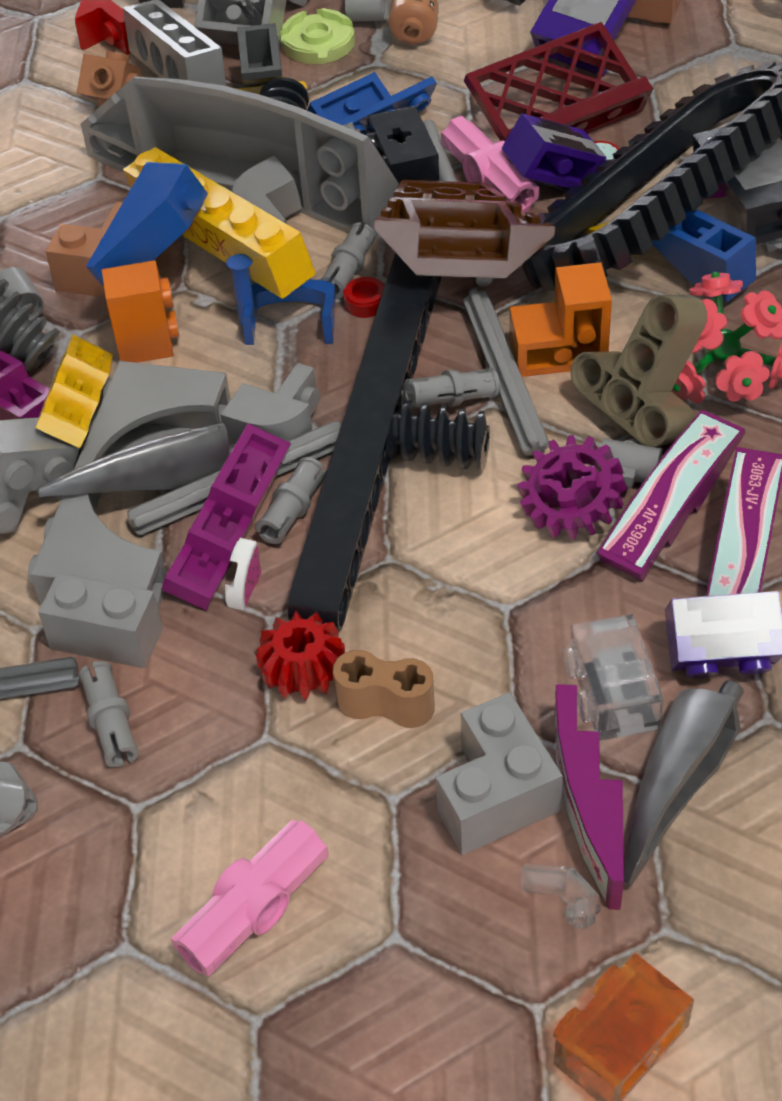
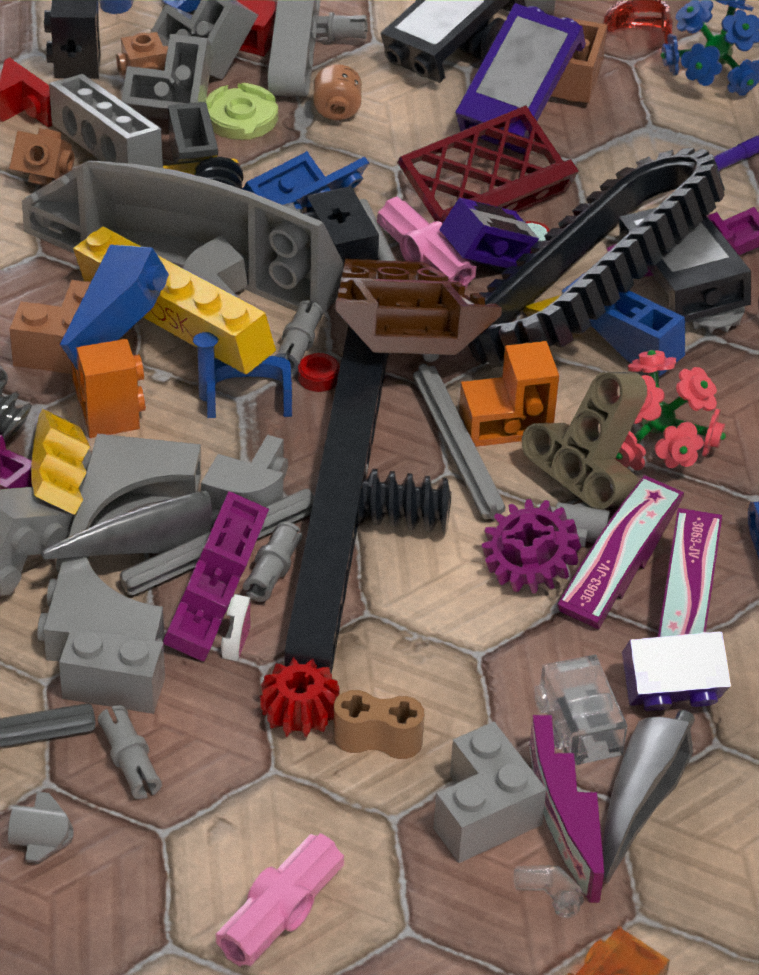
camera: 10 degrees left, 5 degrees down
(452, 387) = (412, 457): light grey pin -> none

